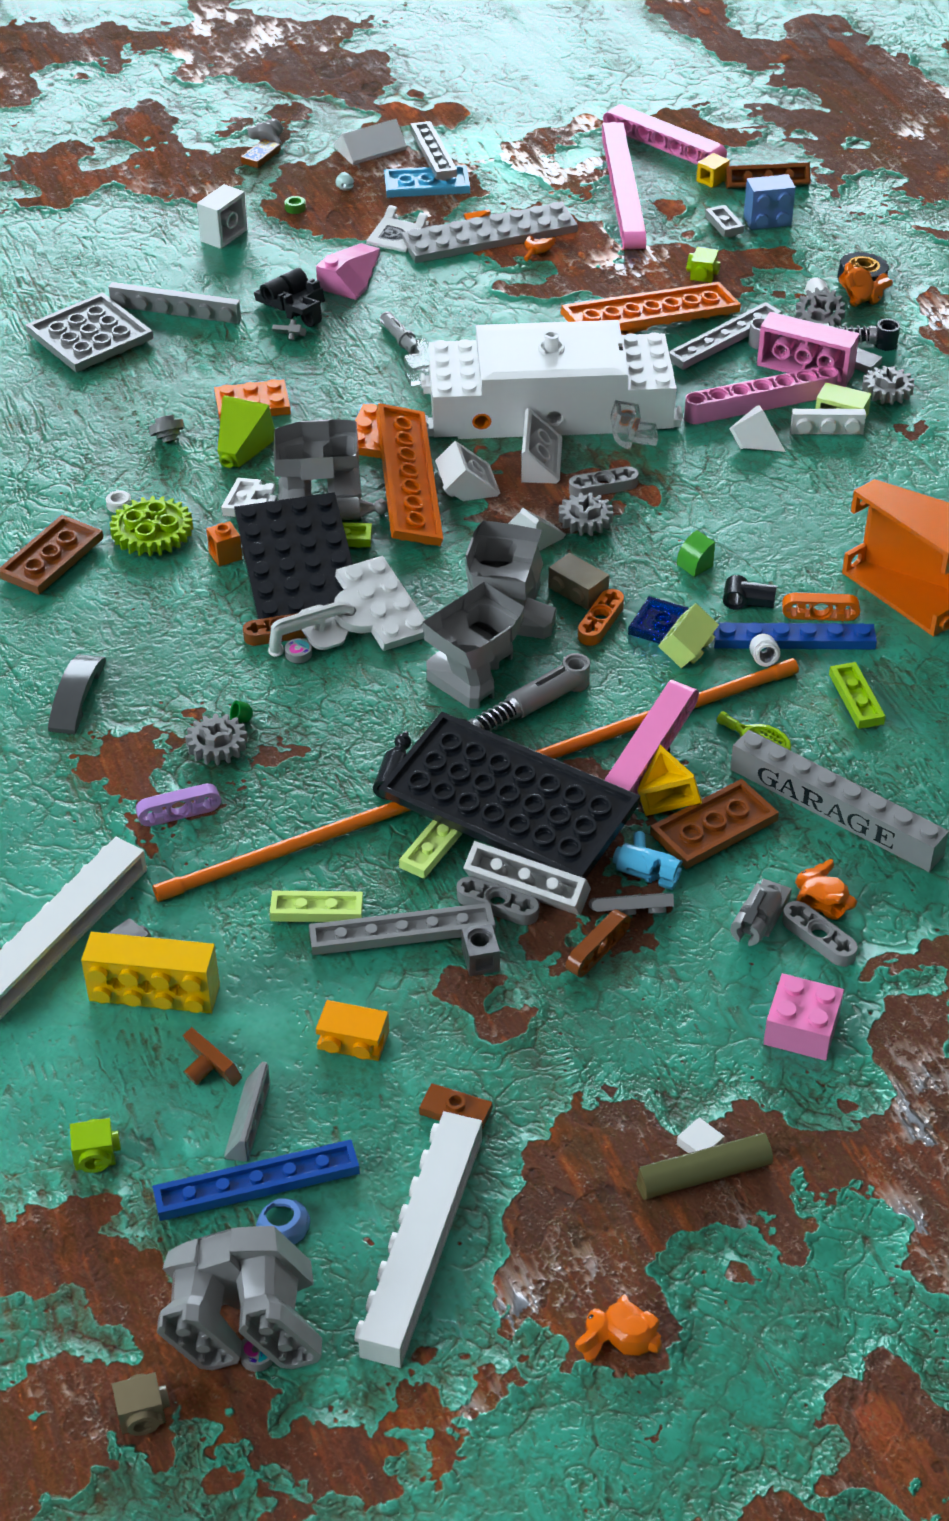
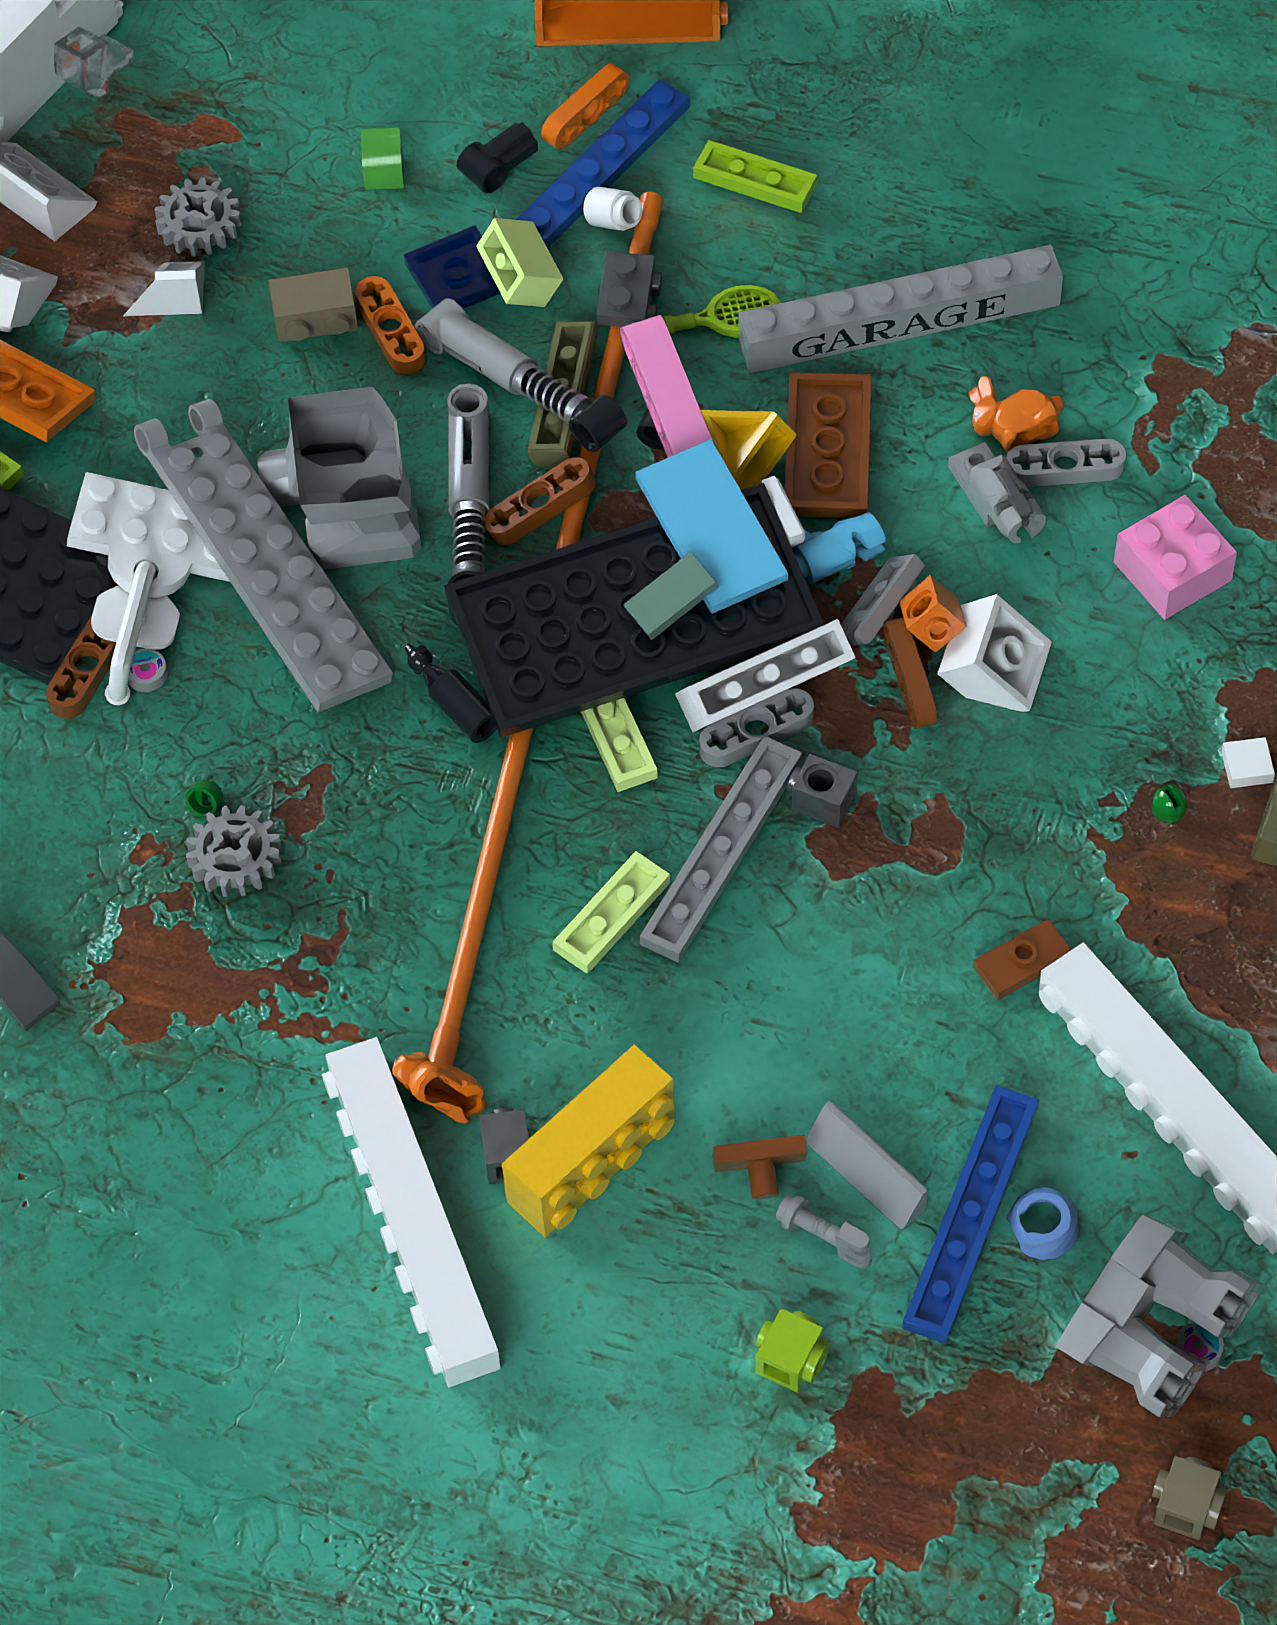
camera: 50 degrees left, 15 degrees up
(138, 895) = (440, 1086): none -> orange animal
(187, 1098) = (850, 1241): none -> light grey hinge
(189, 809) = (311, 958): lavender beam -> none
(352, 1030) = (837, 990): light orange brick -> none
(397, 653) = (265, 559): none -> light grey hinge
(511, 563) = (253, 359): light grey piece -> none
(523, 798) = (671, 595): none -> sand green tile
(548, 728) = (510, 508): none -> dark orange beam
(586, 789) = (713, 521): none -> medium azure tile
(614, 672) = (451, 330): none -> piece
(619, 480) = (150, 144): light grey beam -> none
(621, 701) = (570, 363): none -> olive brick
(630, 826) = (785, 511): none -> white tile
(639, 1118) = (1163, 807): none -> green hinge
(641, 925) = (932, 613): none -> orange brick
(649, 974) = (996, 655): none -> white slope
(720, 688) = (628, 289): none -> dark grey bracket

